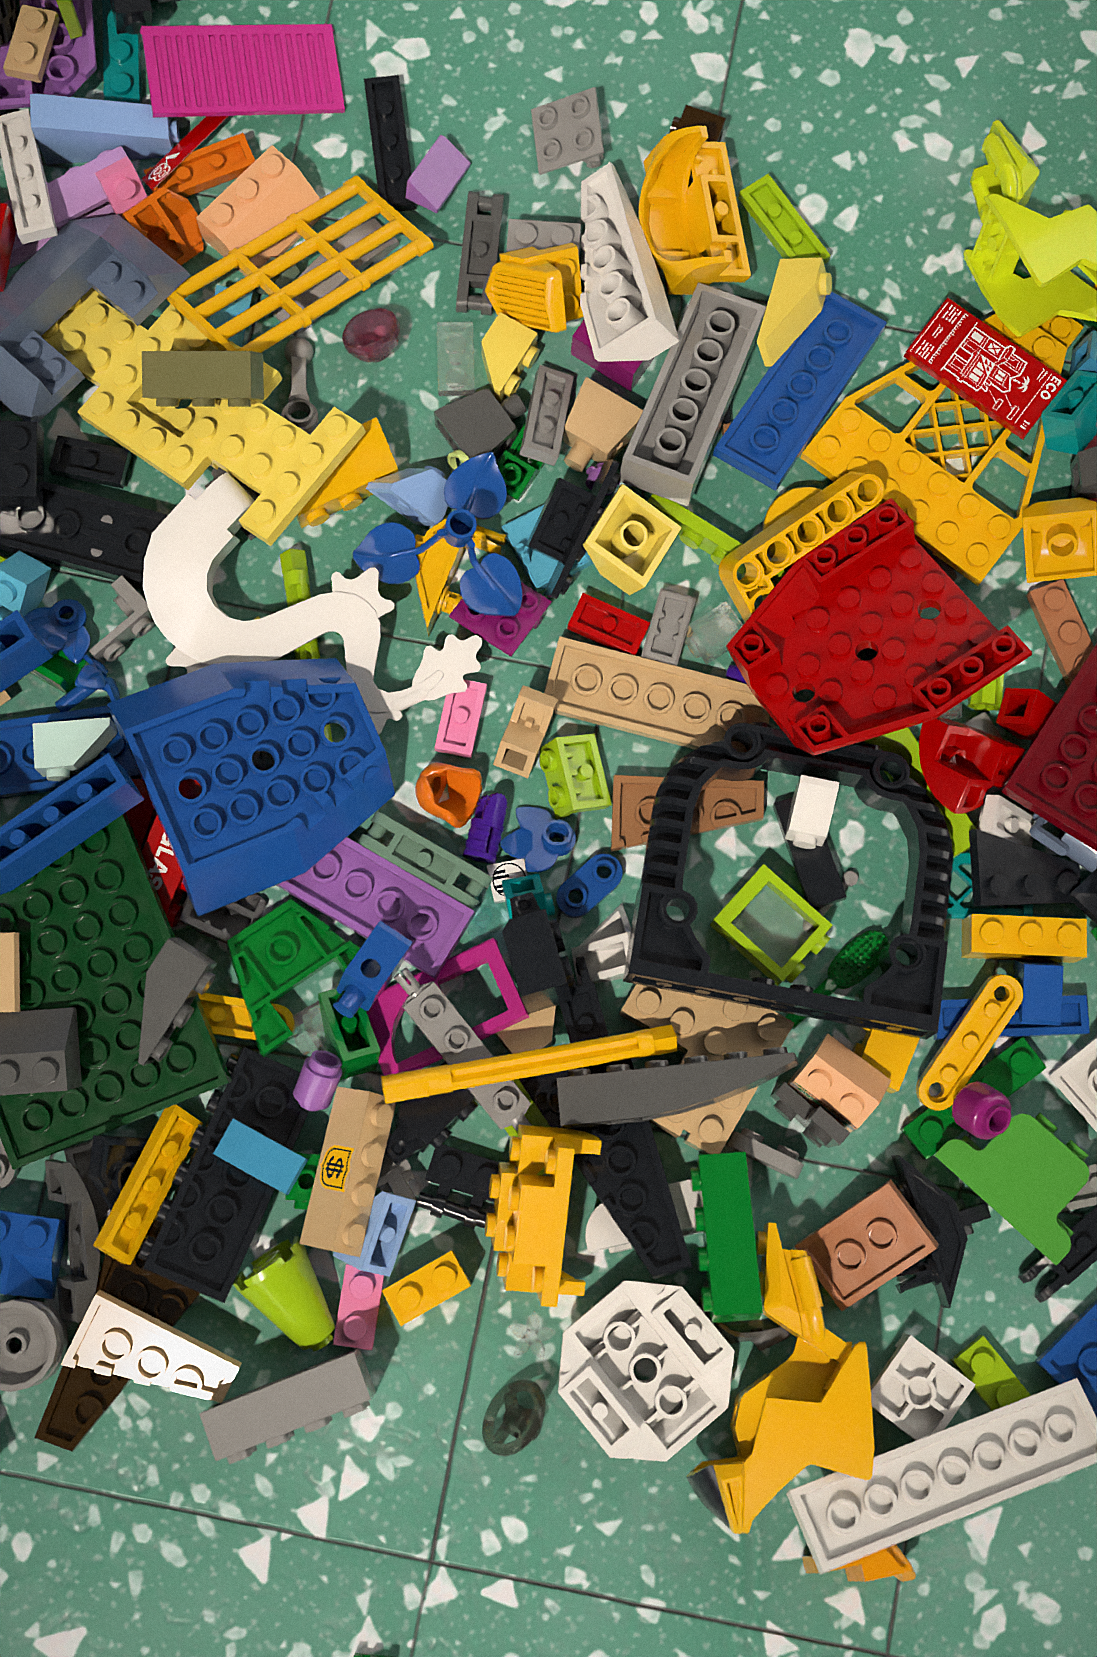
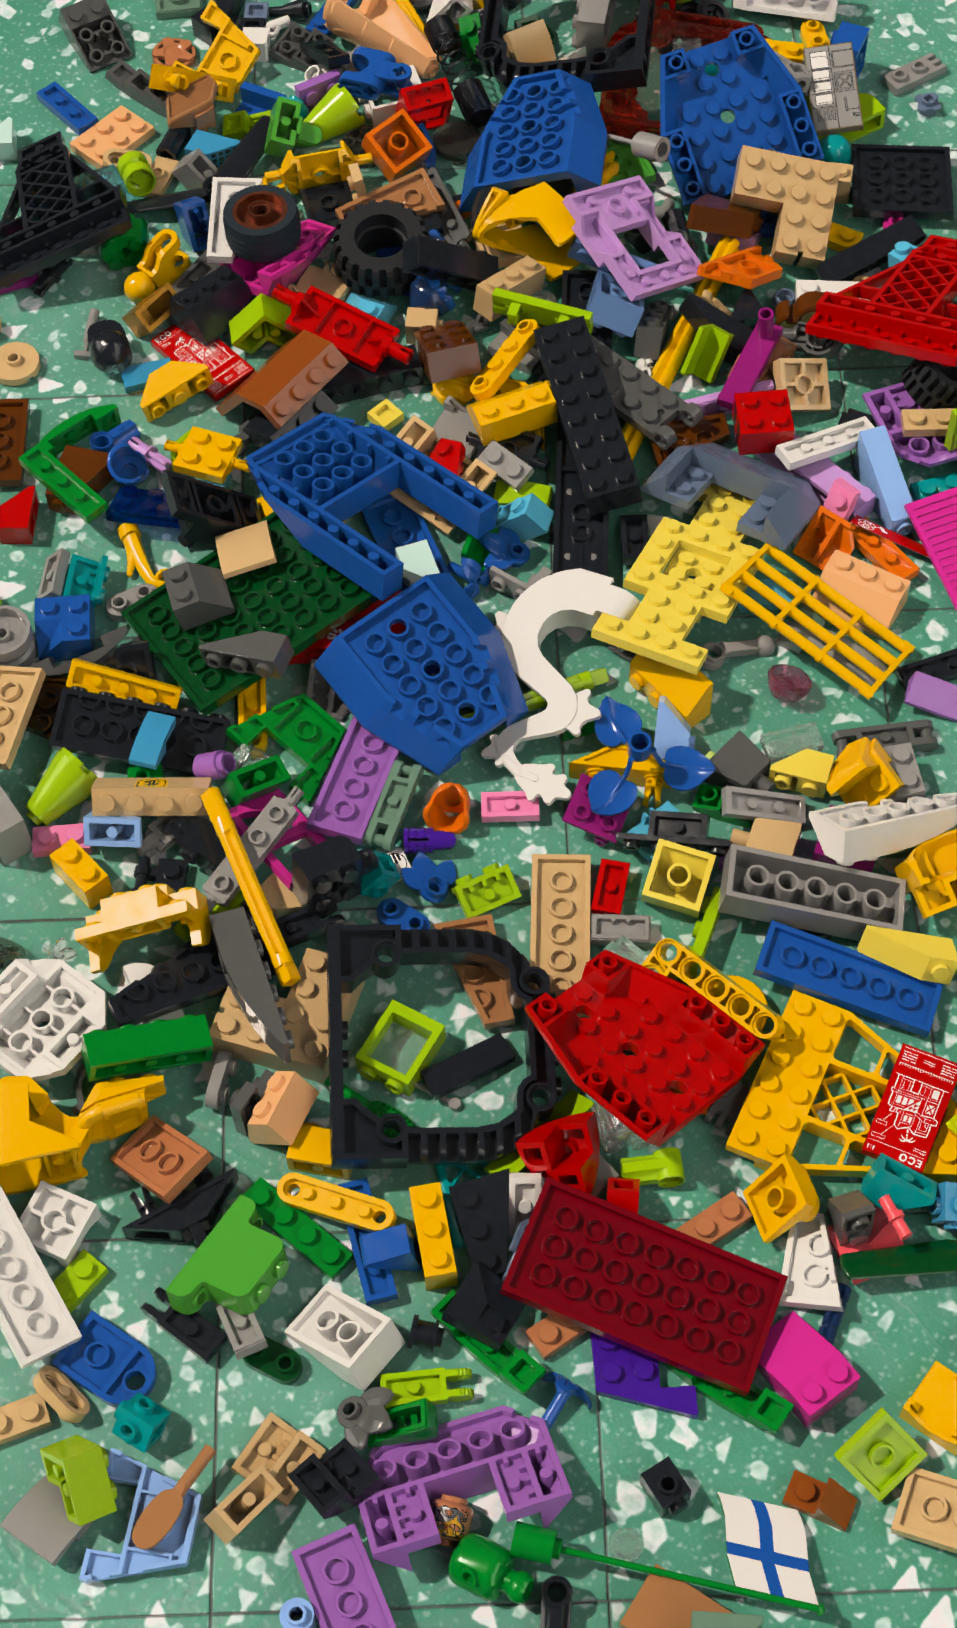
camera: 85 degrees right, 20 degrees down
(202, 377) = (701, 566): olive brick -> none
(371, 970) = (298, 771): blue torso -> none
(525, 731) = (507, 847): tan brick -> none
(811, 811) = (492, 1046): white slope -> none
(981, 1110) = (280, 1215): magenta head -> none

